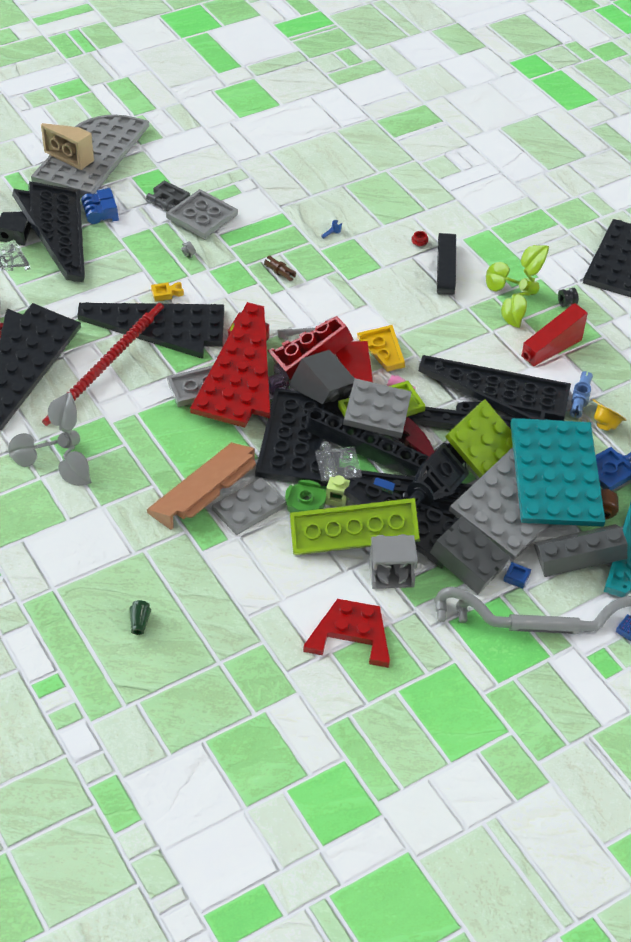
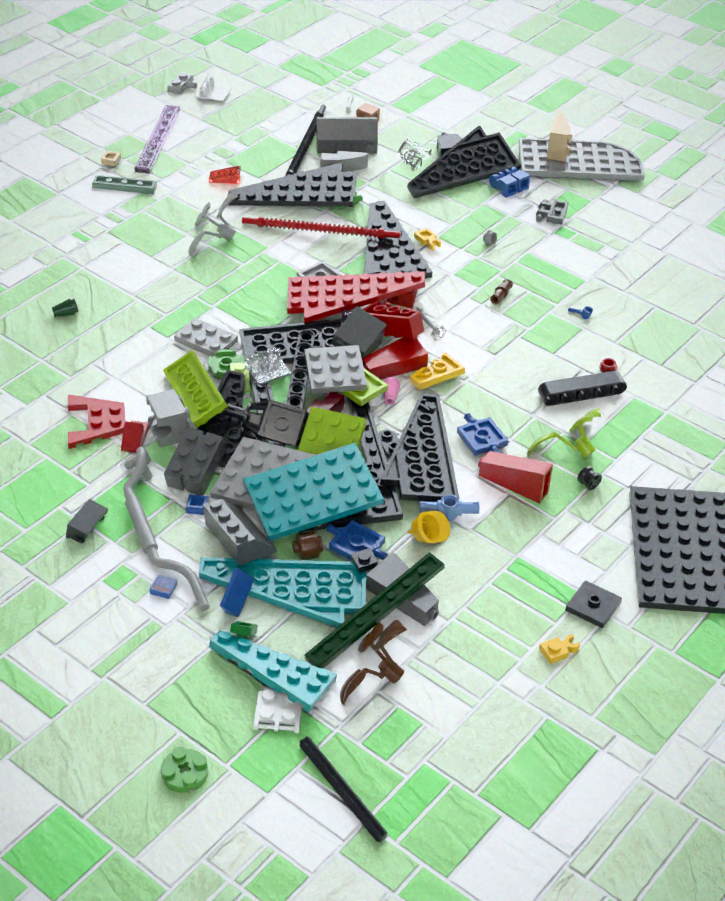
camera: 70 degrees right, 5 degrees down
(202, 213) = (542, 234): light grey plate -> none
(204, 484) = (215, 307): nougat slope -> none
(385, 485) = (249, 394): blue tile -> none
(395, 602) = (134, 435): none -> red slope
(489, 345) = (481, 435): none -> plate
(524, 670) = (85, 520): none -> hinge

